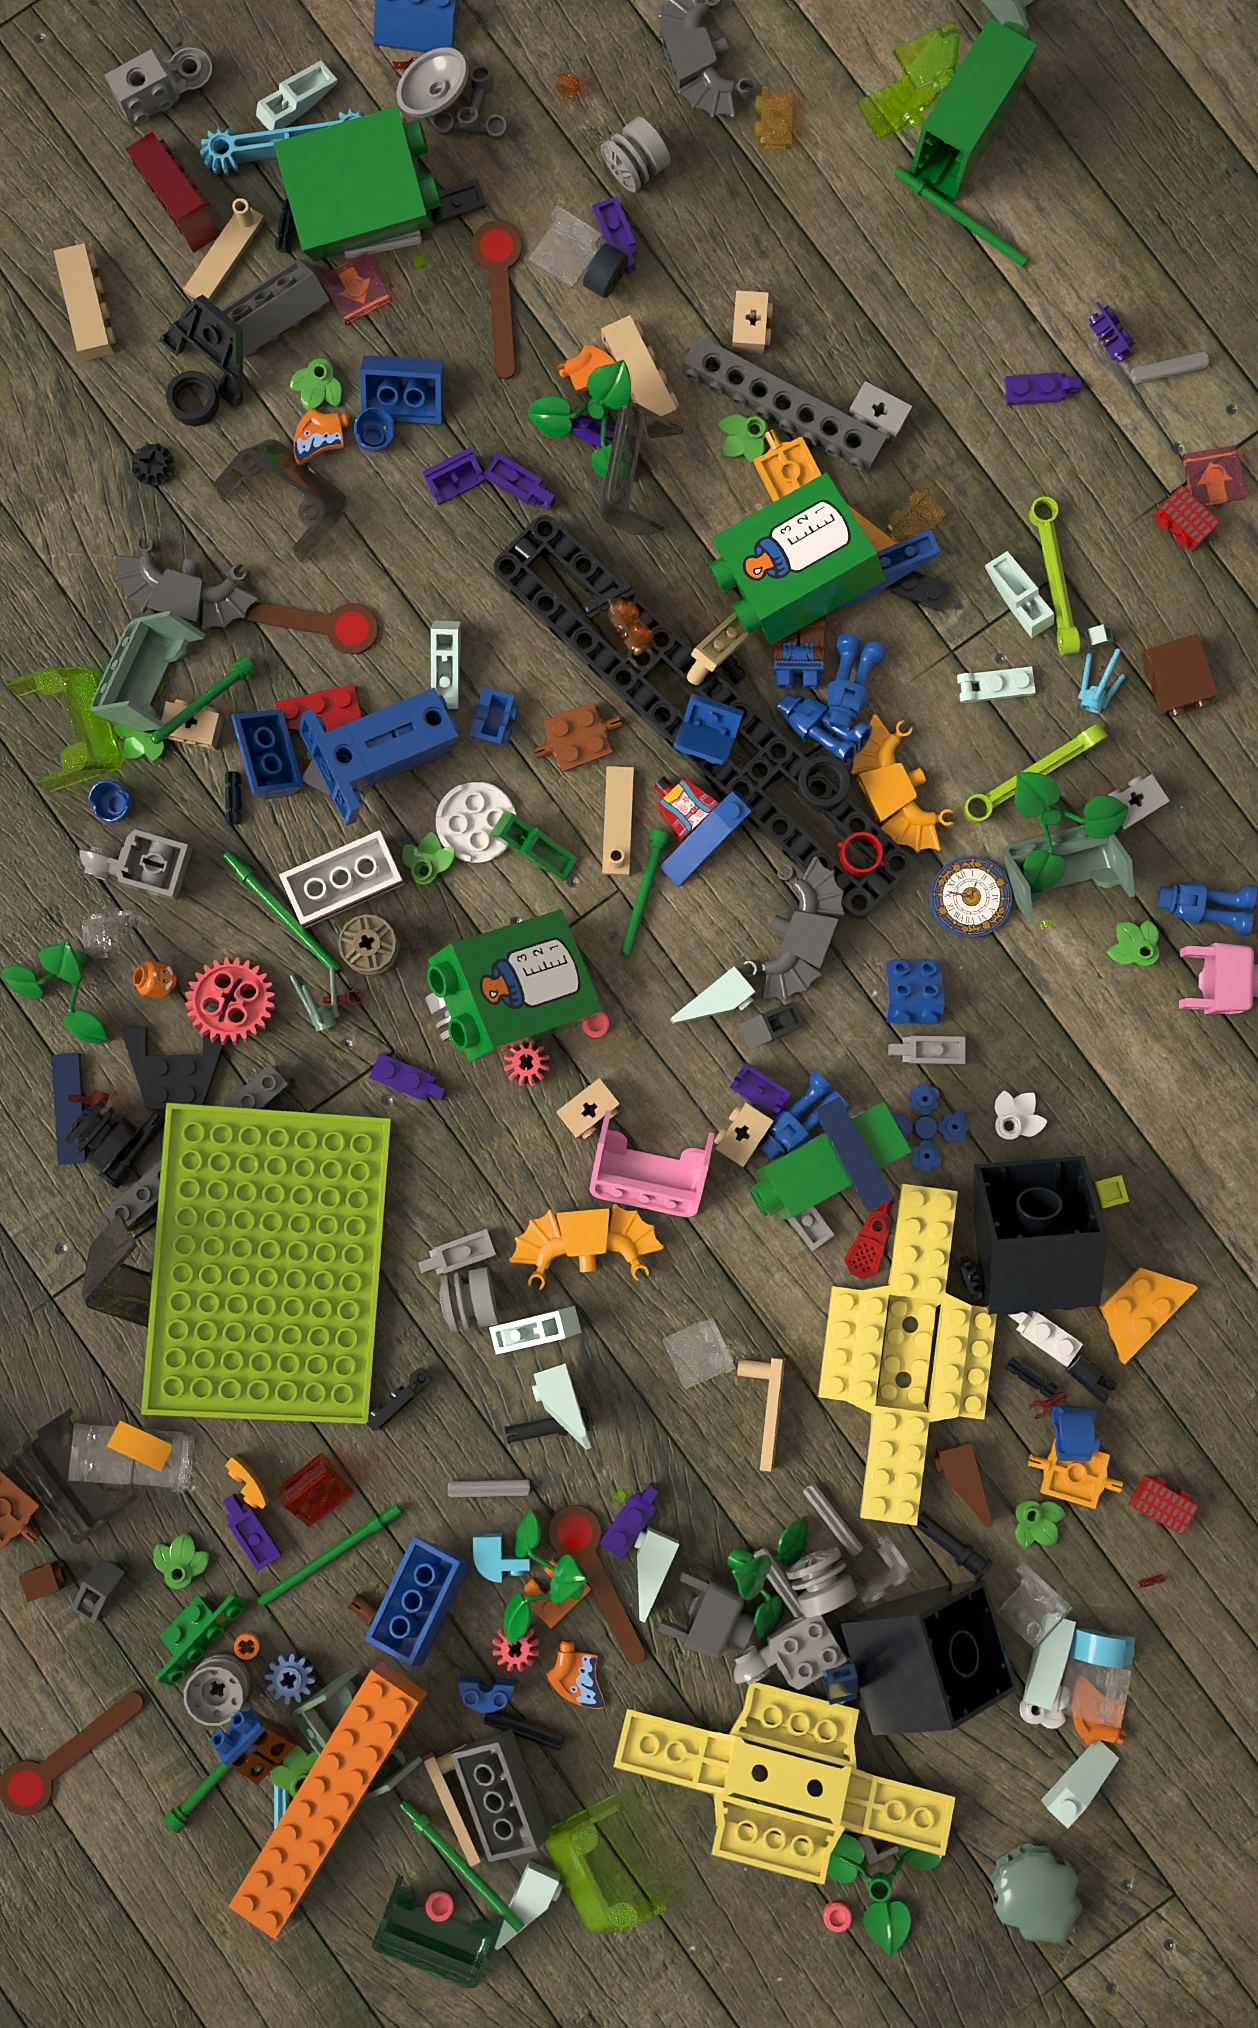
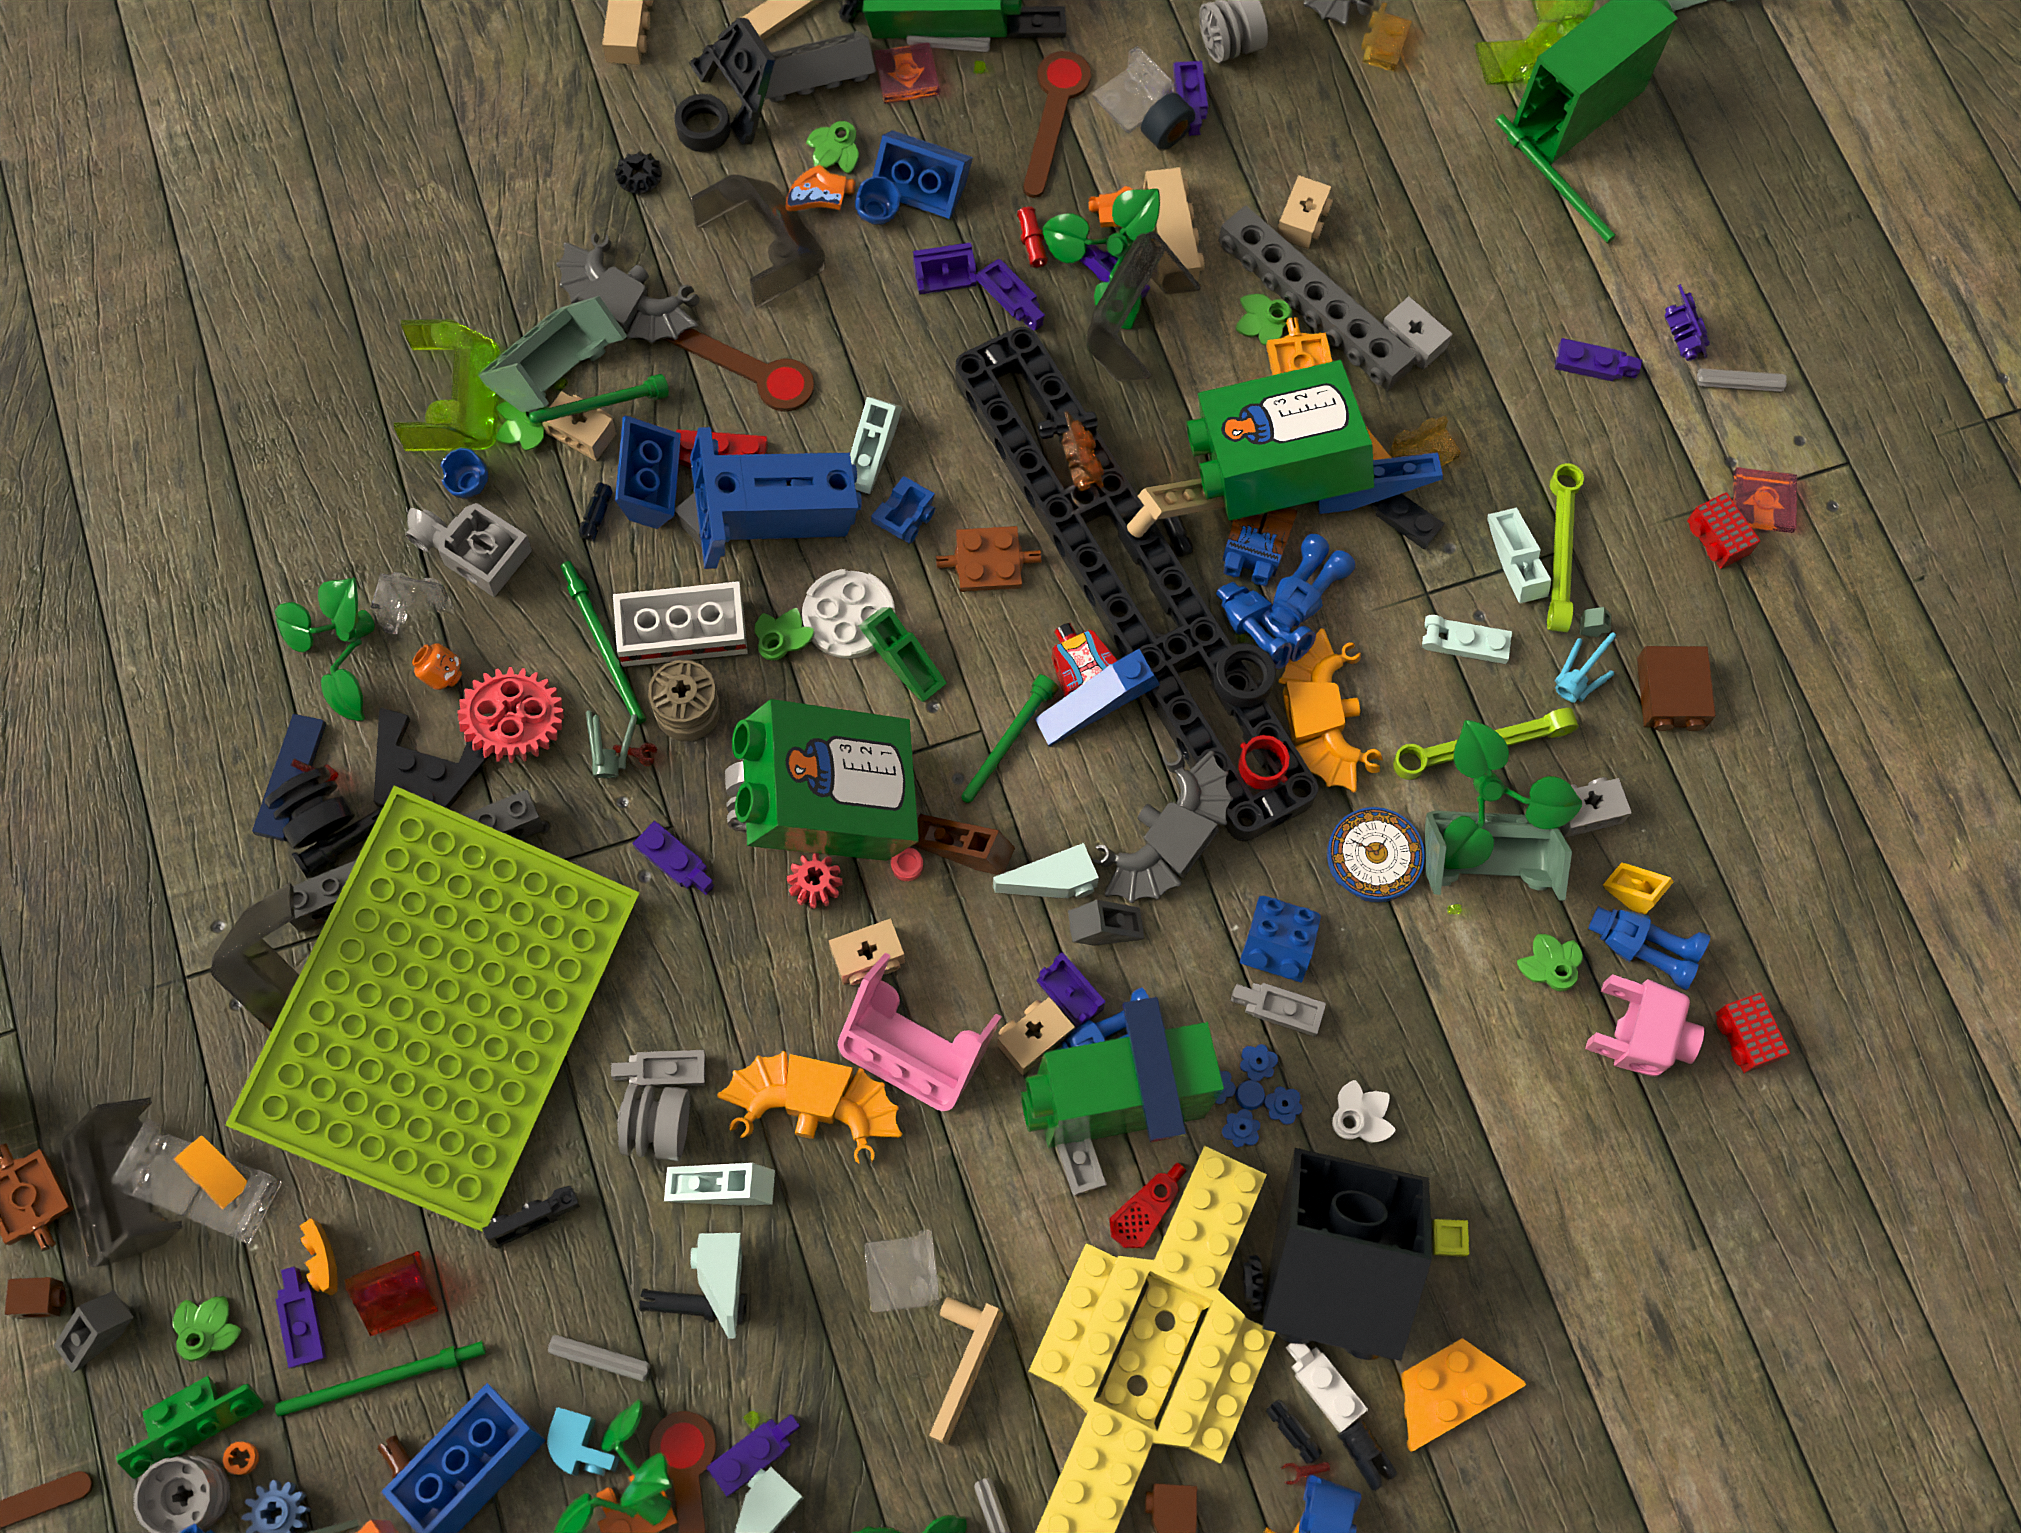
camera: 15 degrees right, 15 degrees down
(520, 421) = (1032, 237): none -> red pin
(617, 821) = (1003, 658): tan piece -> none
(637, 994) = (965, 844): none -> reddish brown slope
(708, 729) = (1134, 580): blue bracket -> none
(1188, 860) = (1637, 887): none -> yellow slope

